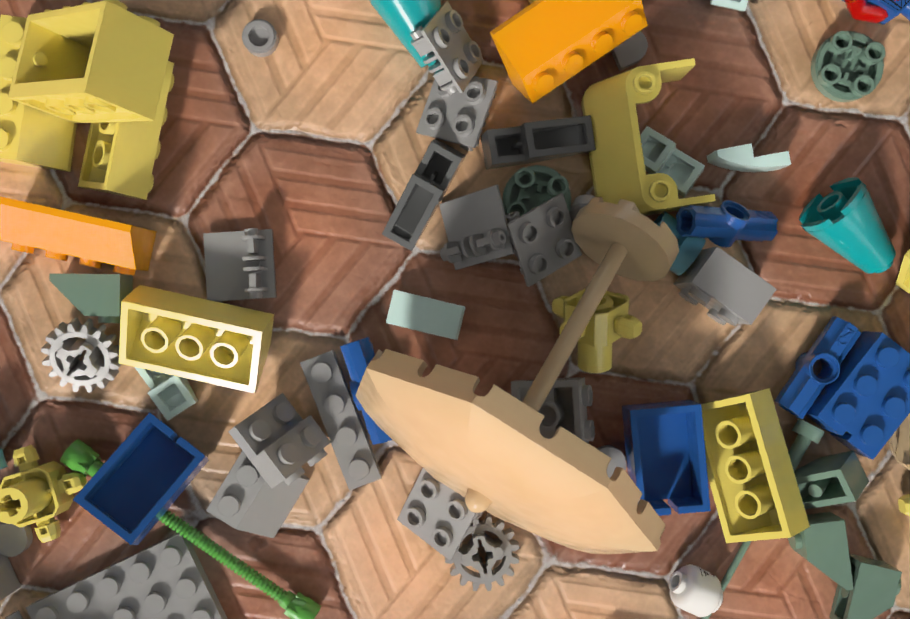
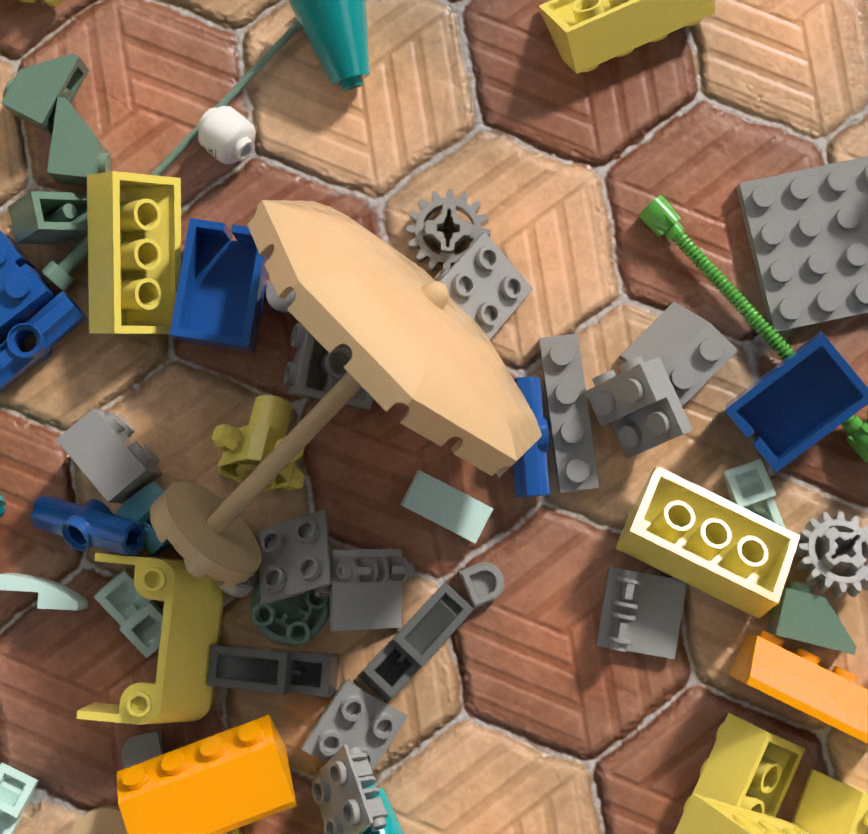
camera: 170 degrees left, 5 degrees down
(379, 258) = (483, 583): none -> light grey tile

